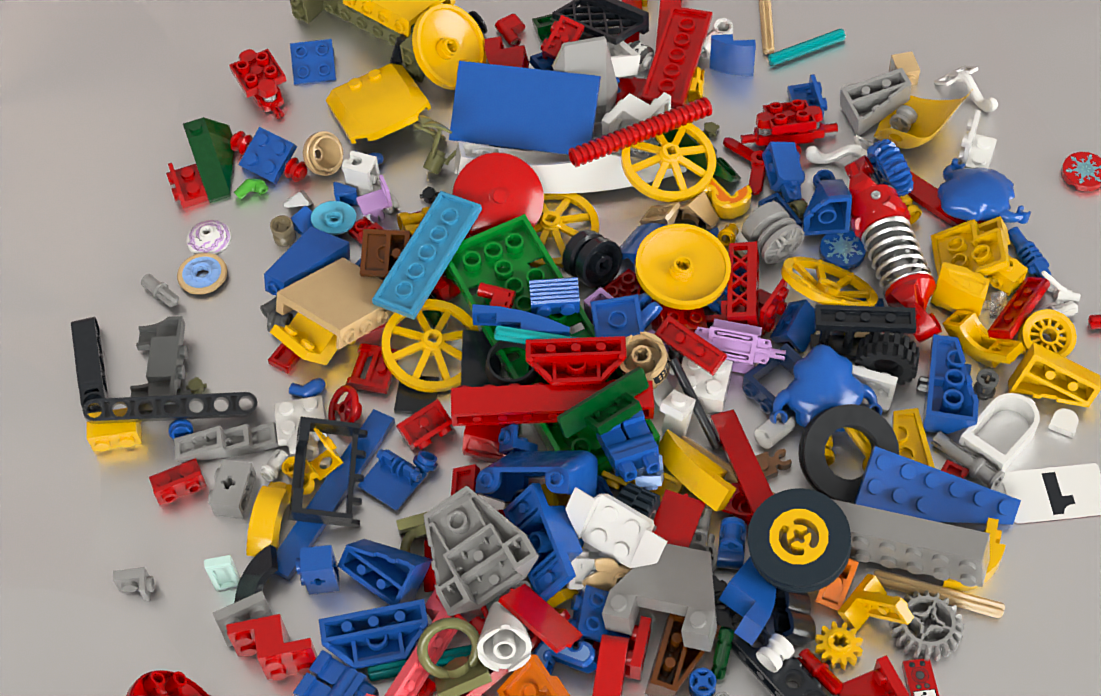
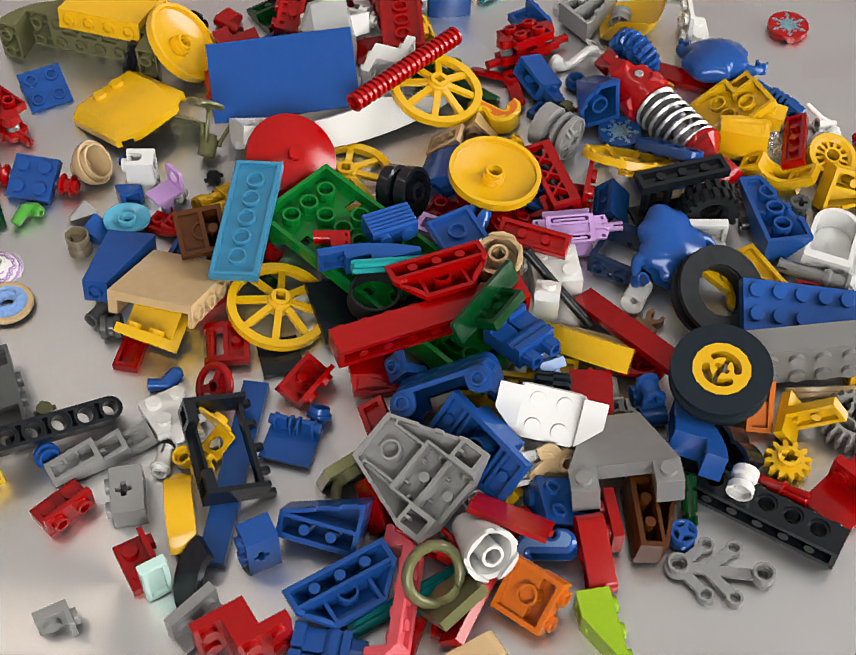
camera: 25 degrees left, 5 degrees down
(221, 543) = (133, 554): none -> red bracket
(873, 284) = (663, 149): none -> blue plate

